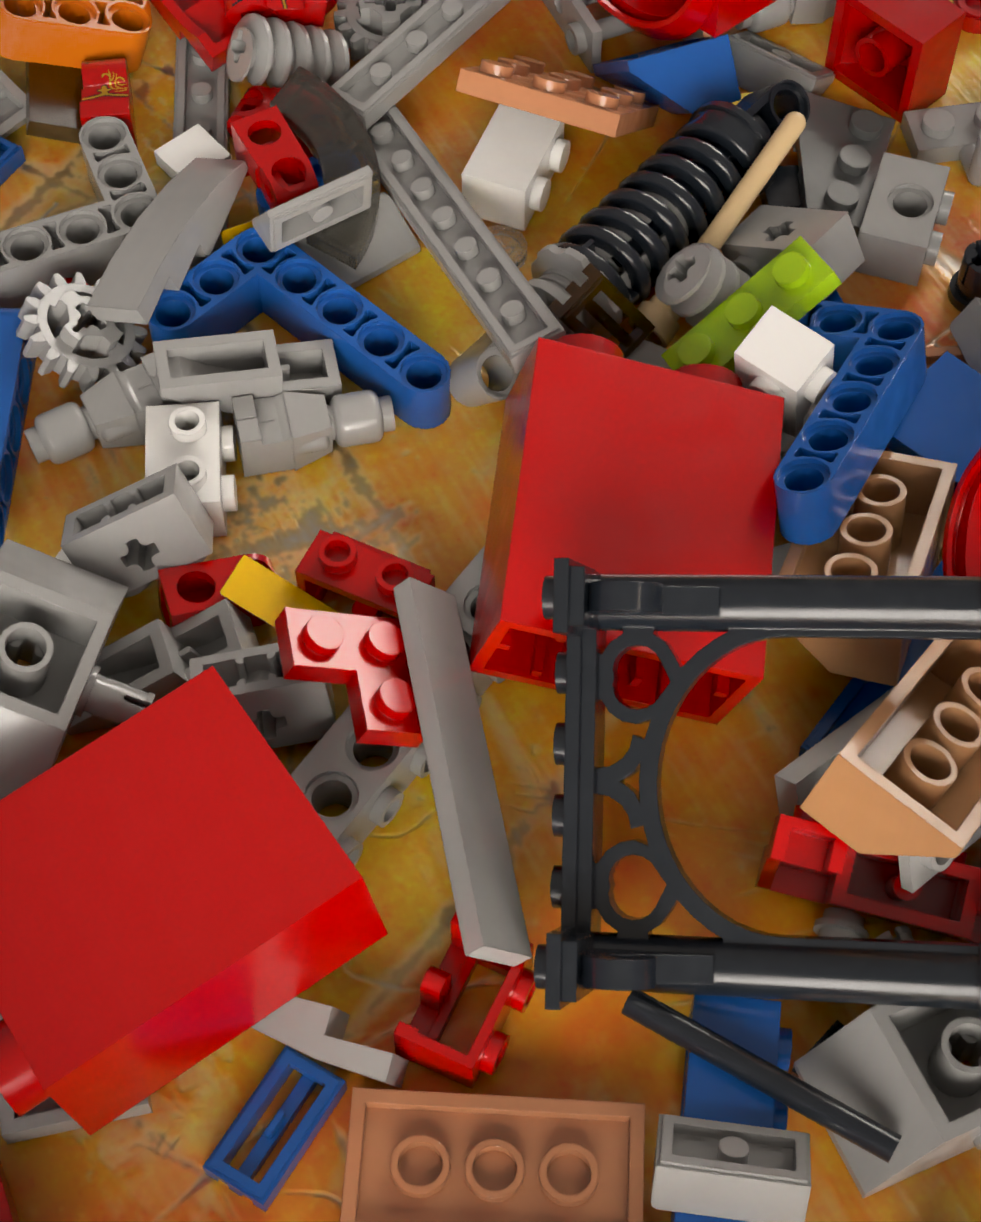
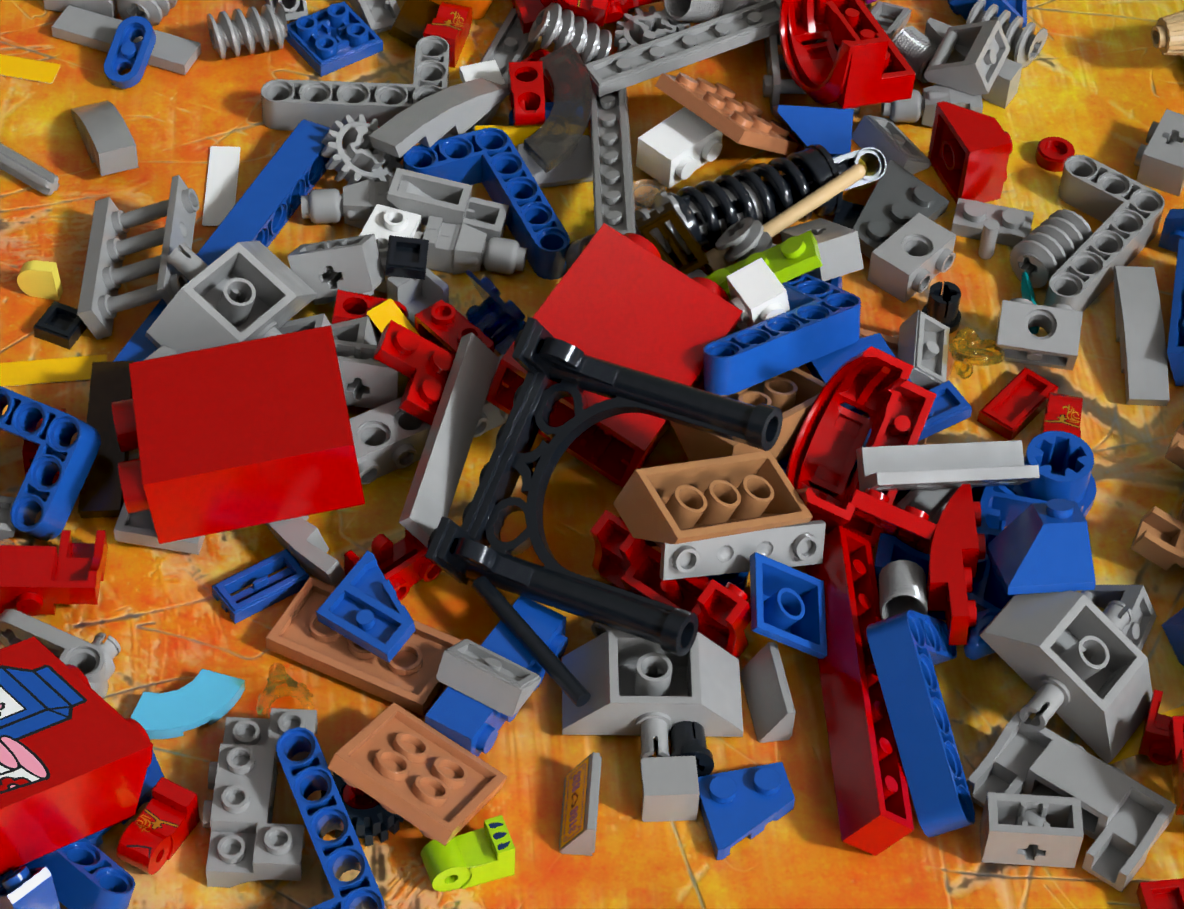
camera: 20 degrees right, 10 degrees down
(236, 480) = (406, 257): none -> black tile
(271, 524) = (417, 293): none -> light grey panel
(315, 210) = (533, 126): light grey slope -> none
(397, 520) = (493, 316): none -> clear blue hinge
(485, 1125) = (368, 610): none -> blue wing

